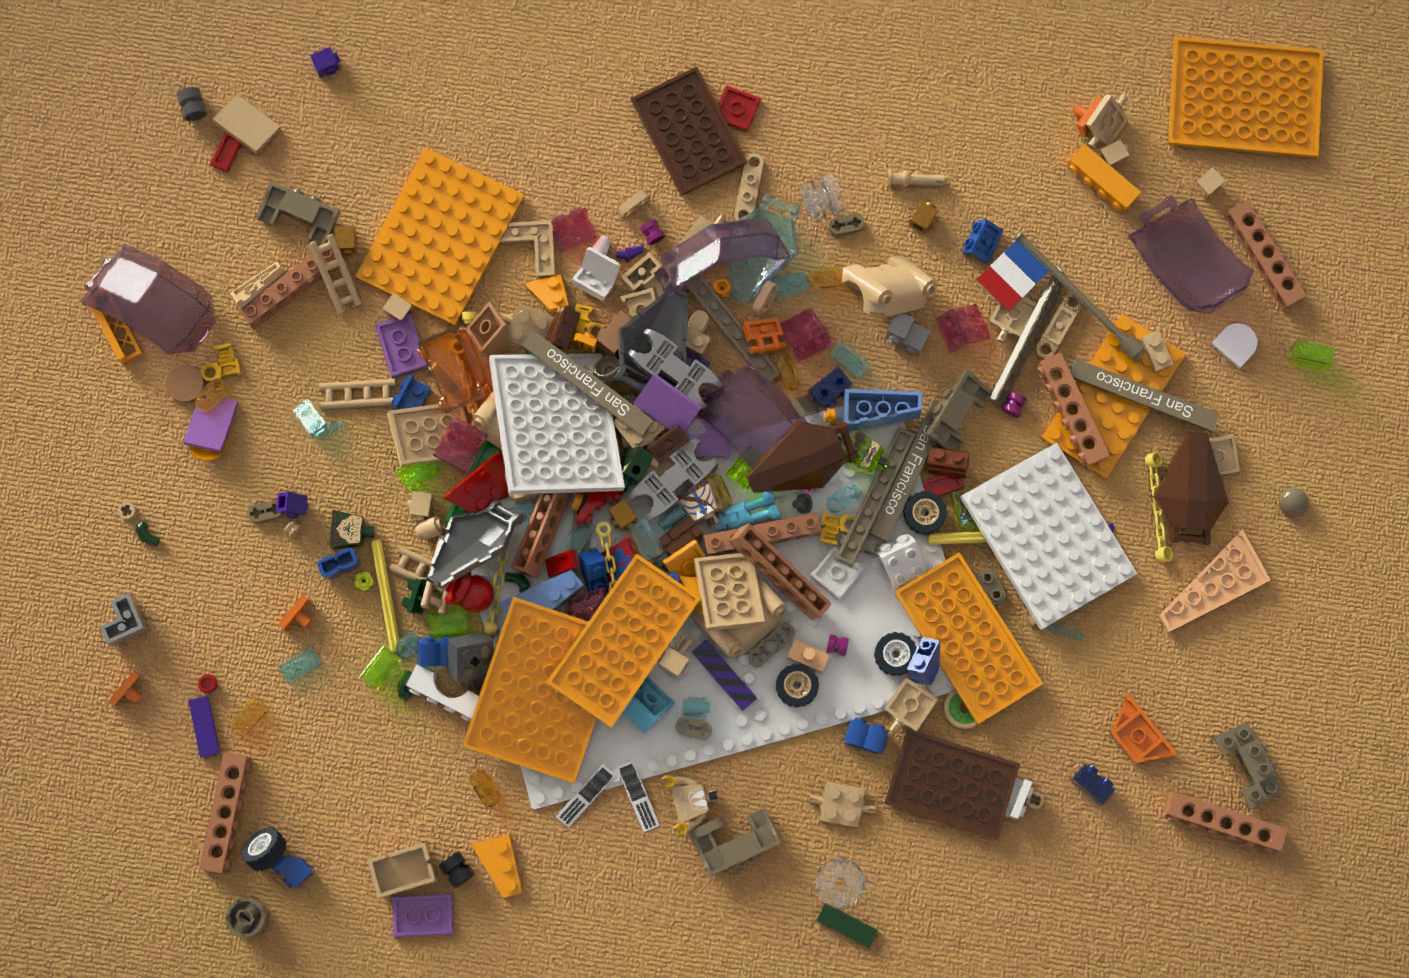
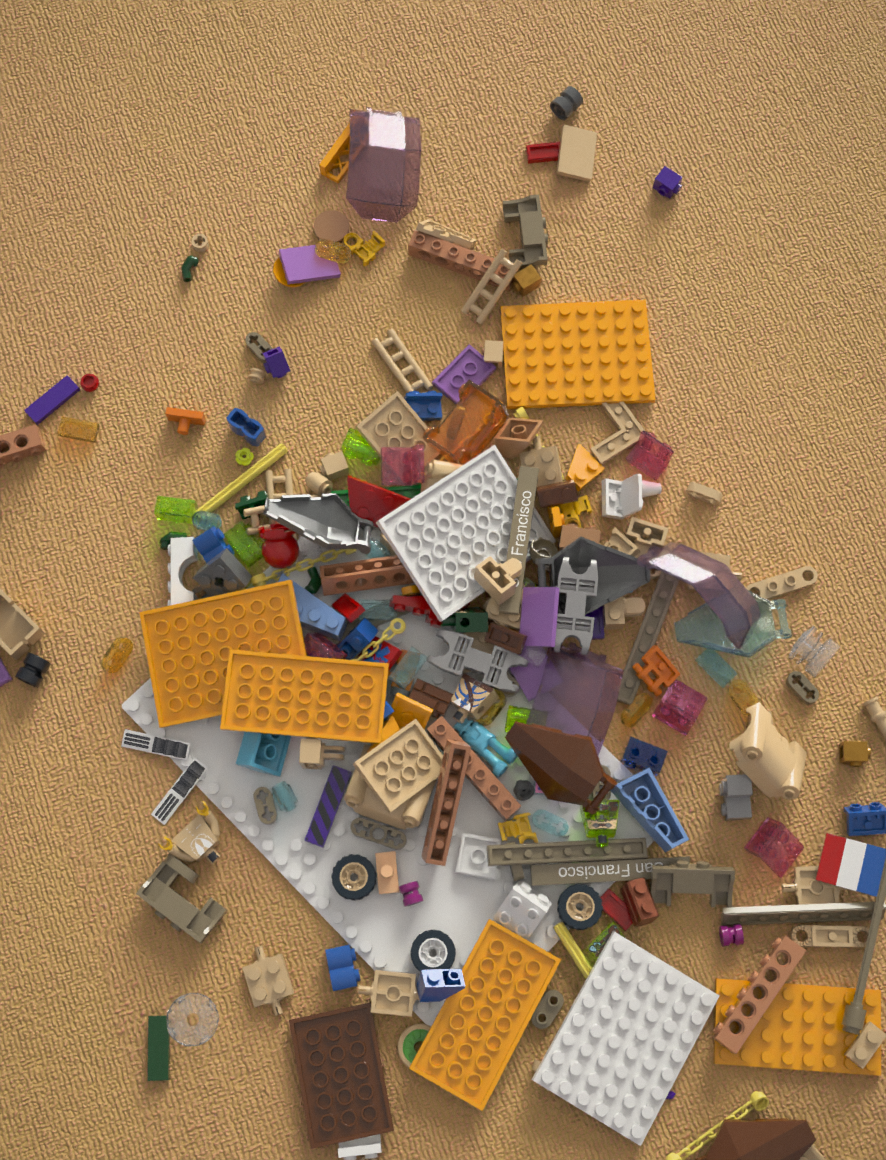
camera: 60 degrees right, 5 degrees down
(126, 690) = (49, 322): orange tile -> none
(128, 621) = (105, 292): light grey brick -> none
(300, 665) = (144, 446): clear light blue plate -> none
(310, 418) = (358, 337): clear light blue plate -> none
(332, 427) = (357, 355): clear light blue animal -> none
(348, 530) = (279, 420): torso -> none
(500, 863) = (58, 705): light orange wing -> none
(615, 419) = (498, 578): none -> tan brick
(622, 515) = (421, 636): pearl gold brick -> none
(630, 253) = (659, 515): dark purple bar -> none
(652, 231) = (689, 523): magenta wheel -> none
(671, 517) = (443, 680): clear light blue brick -> none
(688, 131) = (799, 504): reddish brown plate -> none
(722, 283) = (677, 606): light orange plate -> none
(738, 108) = (846, 534): red tile -> none
(765, 298) = (691, 652): tan beam -> none
(804, 406) = (613, 741): dark tan tile -> none
(830, 416) = (618, 770): light orange plate -> none
(849, 359) = (681, 759): clear light blue plate -> none
(1065, 631) = (544, 1099): clear light blue animal -> none
(1144, 395) = (815, 1057): dark tan tile -> none

